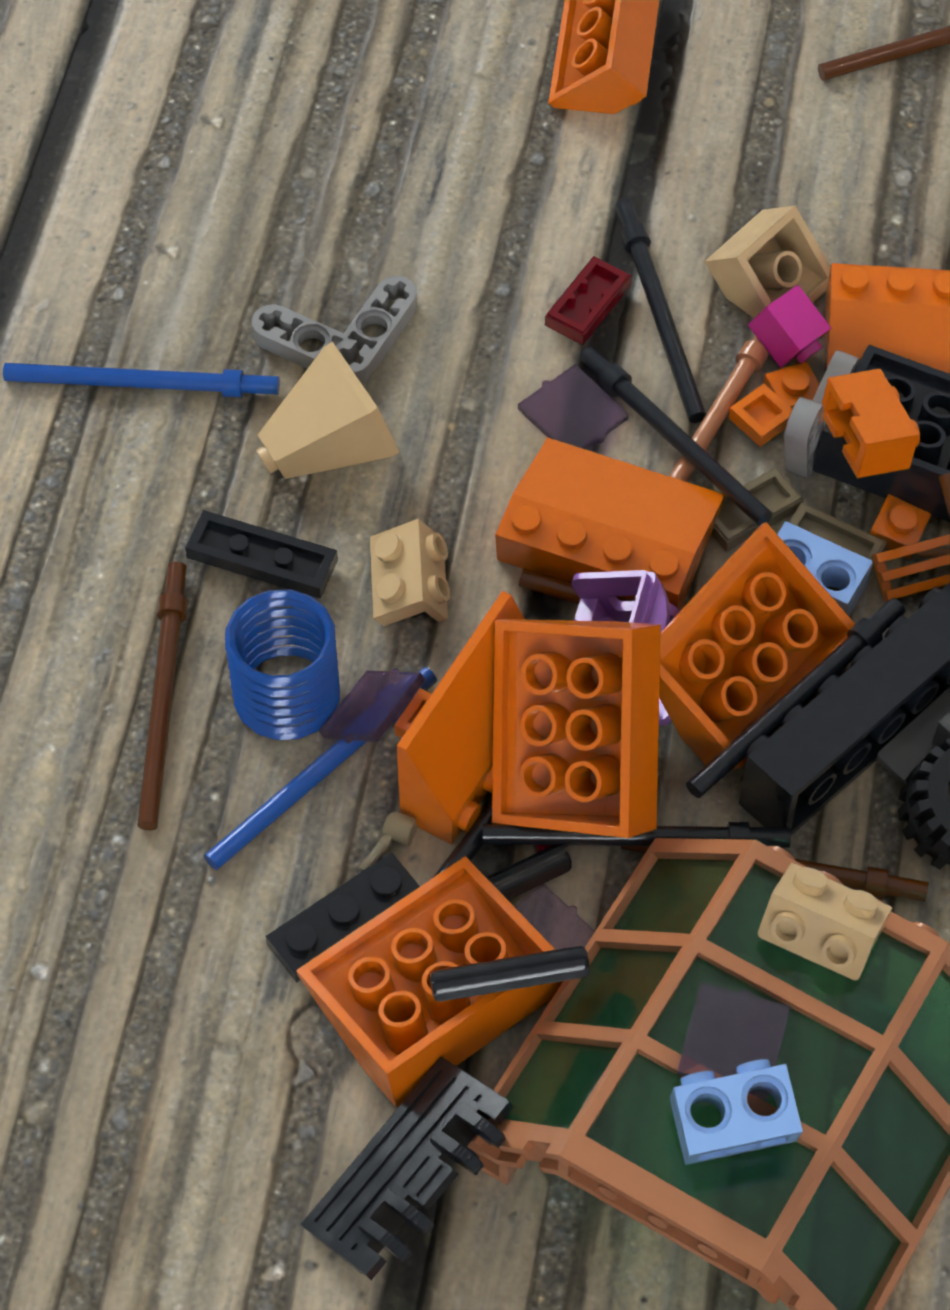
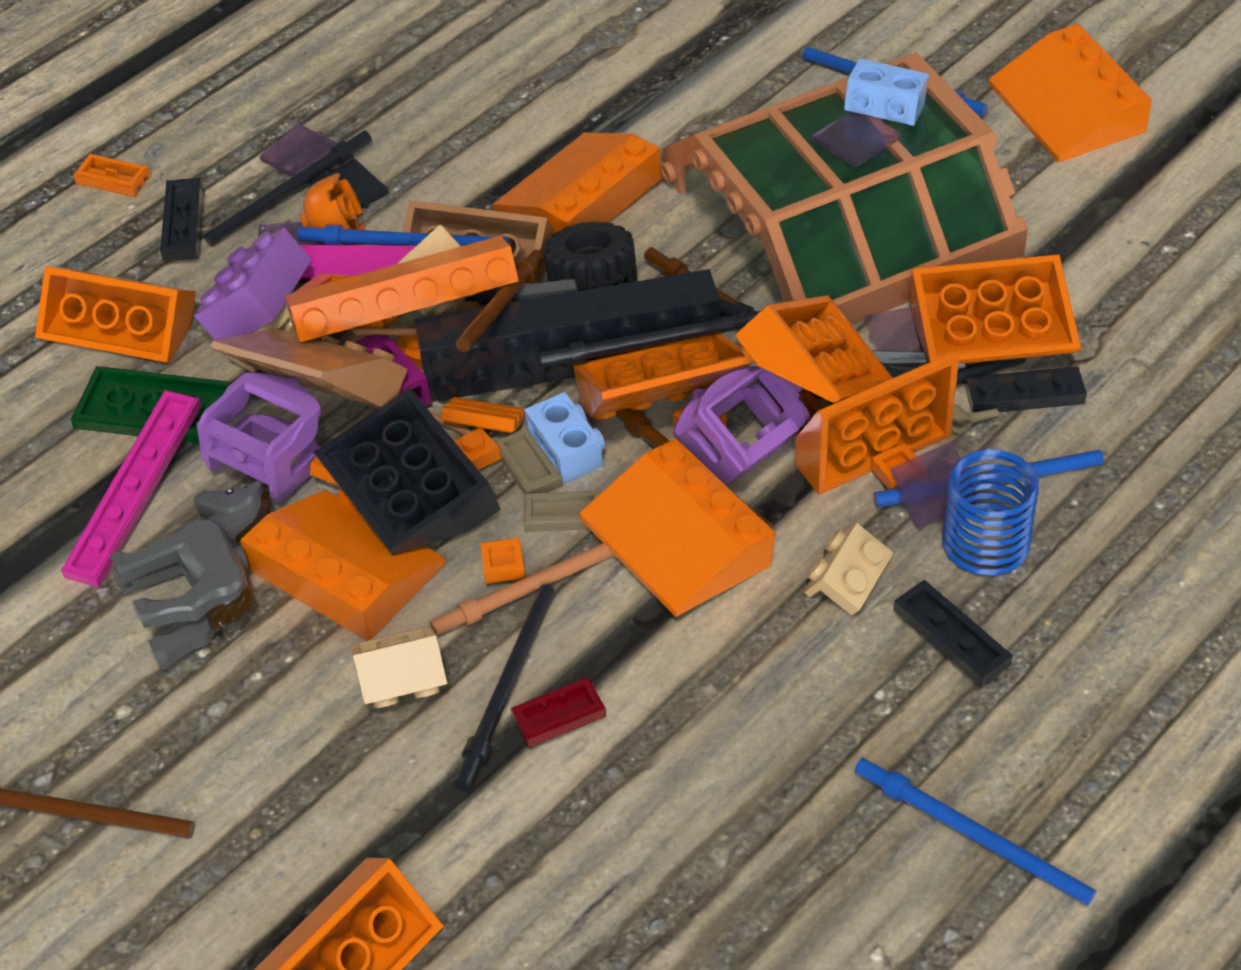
camera: 145 degrees left, 10 degrees down
(171, 612) = (1045, 625): reddish brown bar -> none
(325, 422) = (843, 694): tan slope -> none
(373, 312) = (784, 775): light grey beam -> none
(407, 1167) = (1057, 226): black hinge -> none
(510, 973) = (952, 262): black axle -> none
(573, 409) = (635, 642): clear purple piece -> none
(618, 383) = (587, 637): black bar -> none
(790, 327) = (431, 596): dark pink brick -> none
(793, 383) = (459, 575): orange plate -> none
(807, 420) = (440, 535): light grey beam -> none
(823, 920) = (757, 156): tan bracket -> none
(871, 421) = (457, 452): orange brick -> none

